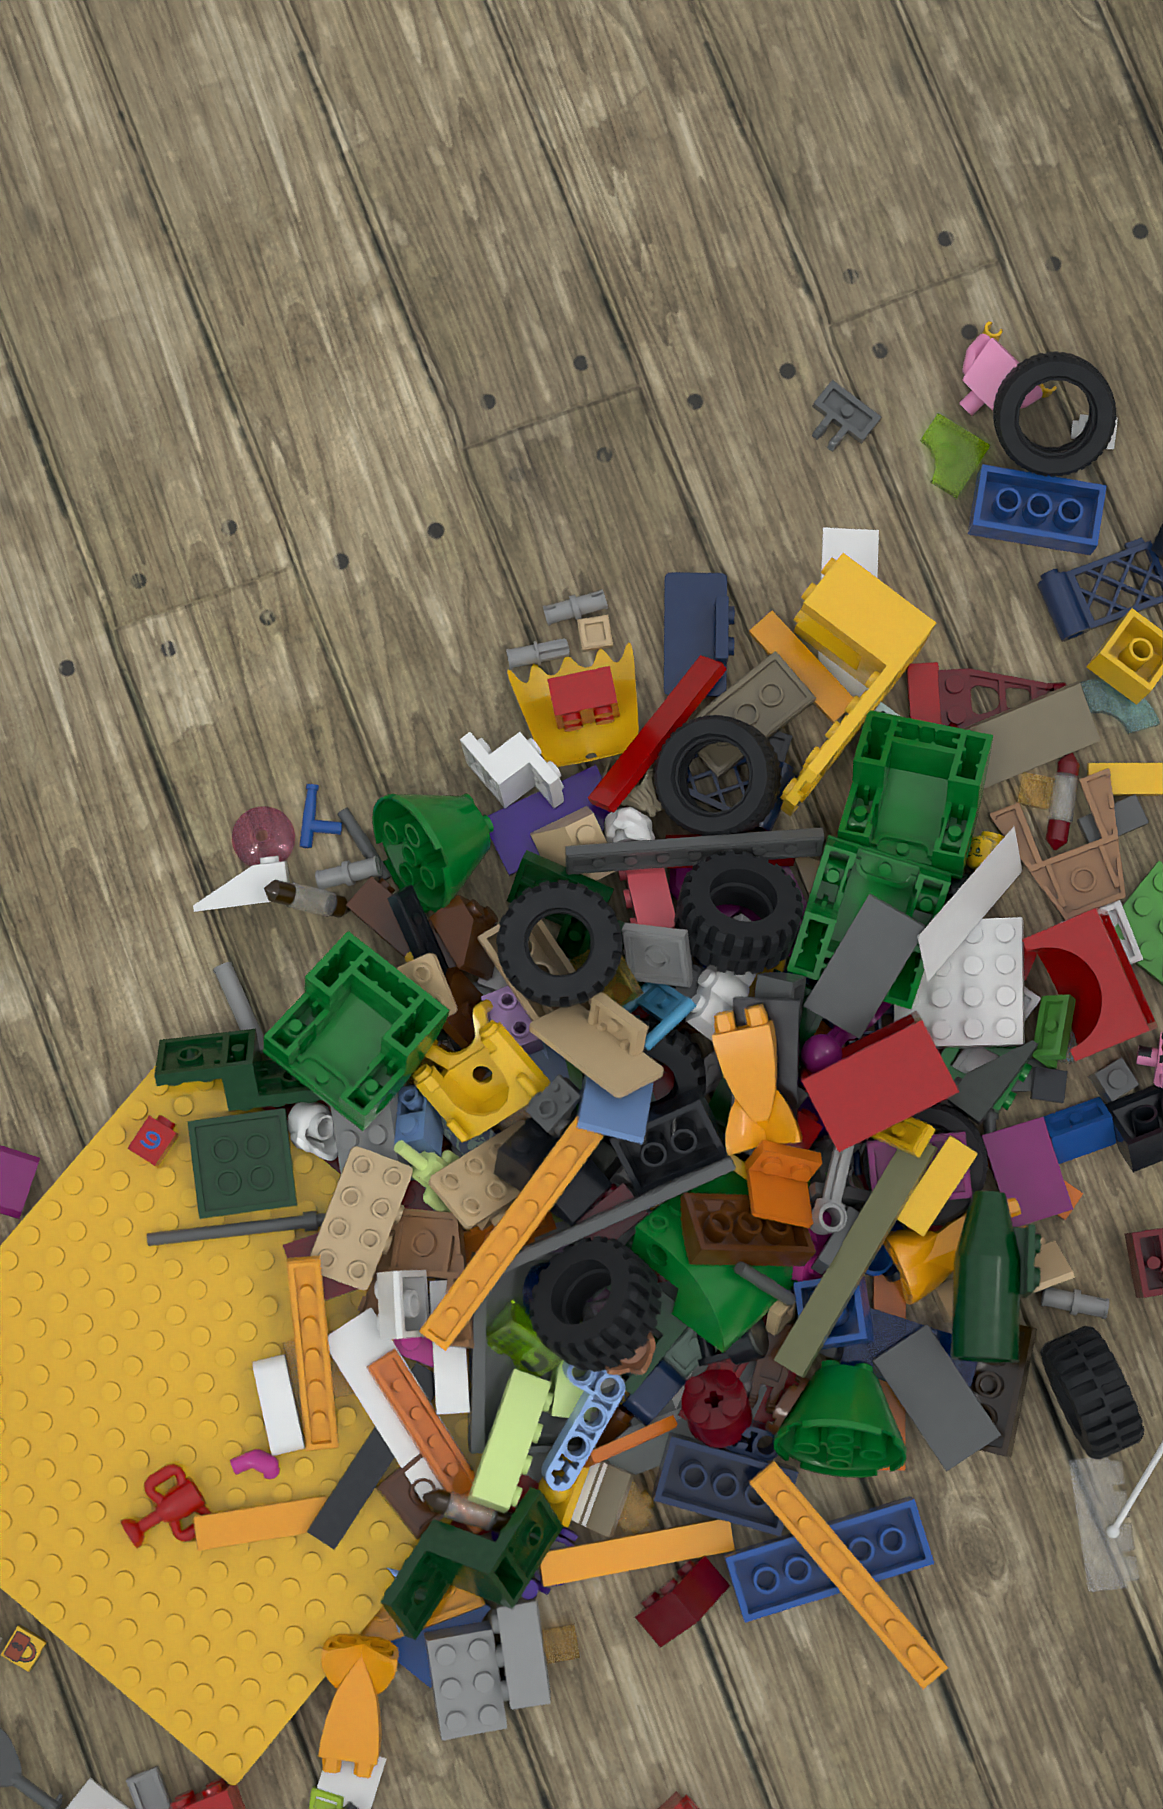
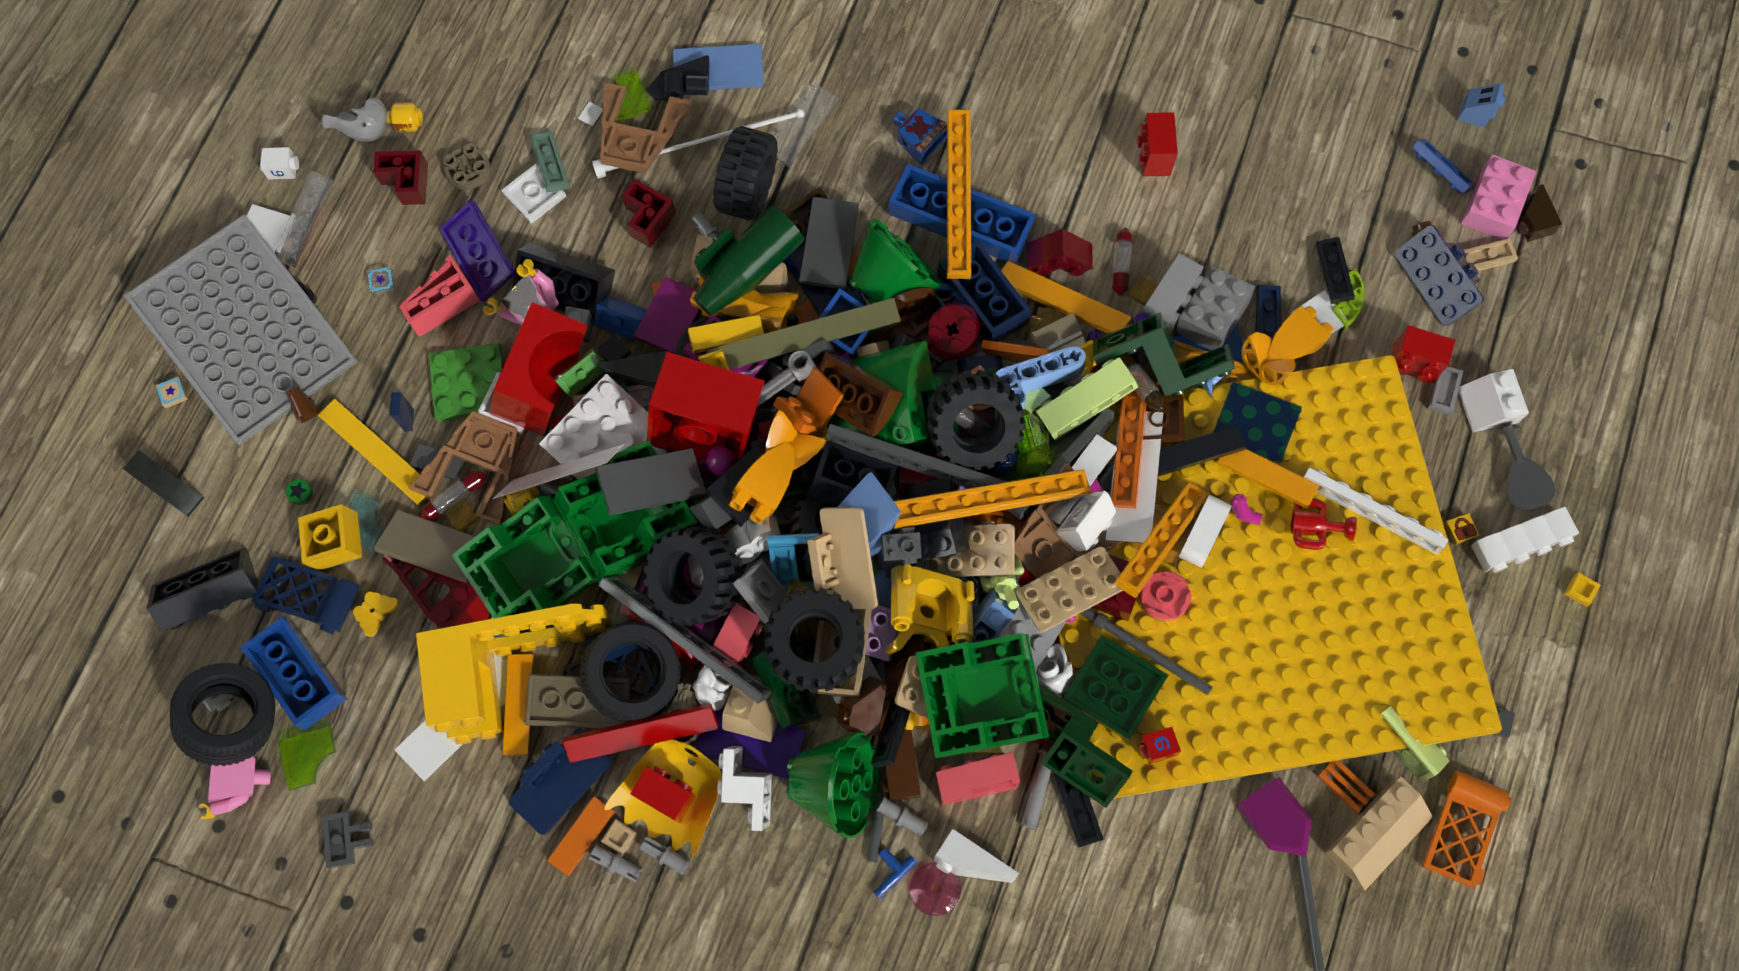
camera: 135 degrees left, 10 degrees down
(108, 1577) = (1380, 514): none -> white plate
(178, 1017) = (1080, 813): none -> black tile
(271, 1294) = (1170, 601): none -> coral tile
(289, 979) = (977, 778): none -> coral wedge
(306, 898) = (941, 819): piece -> none
(319, 1583) = (1261, 419): none -> piece
(408, 1731) = (1268, 309): none -> dark blue tile
(612, 1658) = (1122, 261): none -> piece
(630, 603) = (581, 836): none -> orange tile
(765, 1283) = (869, 360): dark grey piece -> none
(961, 1622) = (920, 133): none -> blue torso
(1018, 618) = (369, 620): none -> yellow animal

